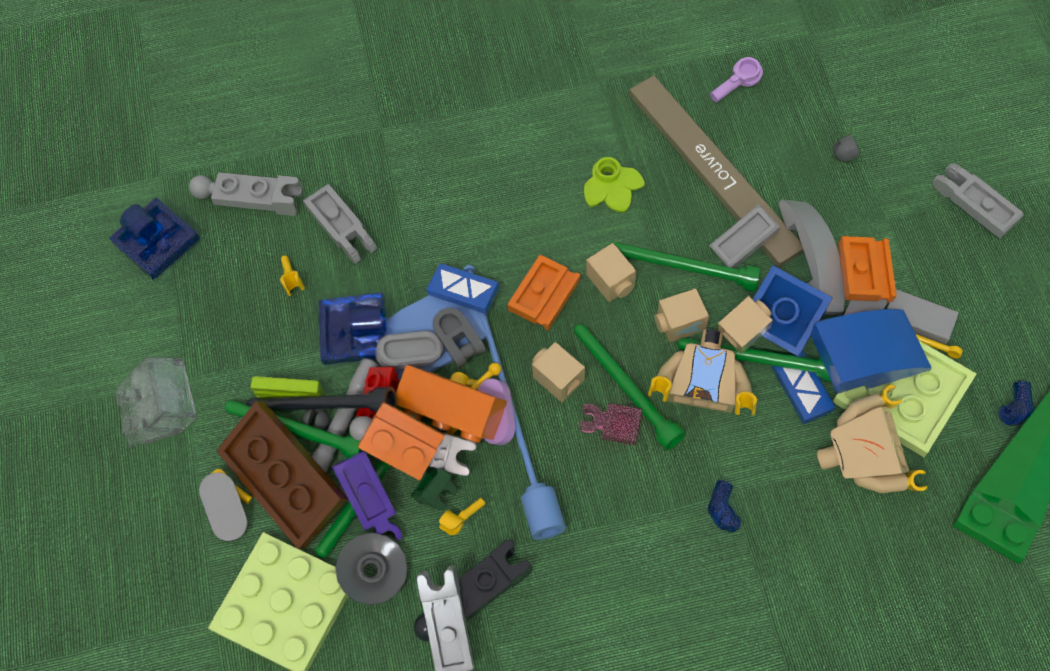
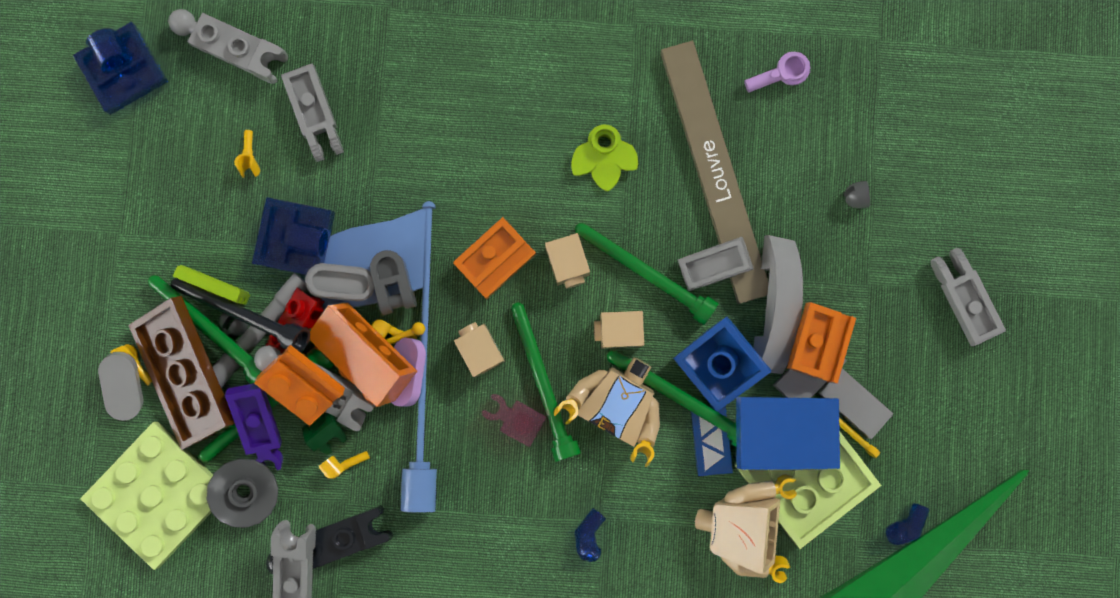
camera: 10 degrees right, 20 degrees up
(155, 401) = (81, 254): clear slope -> none
(463, 288) = (414, 229): blue tile -> none
(746, 324) = (675, 369): tan brick -> none

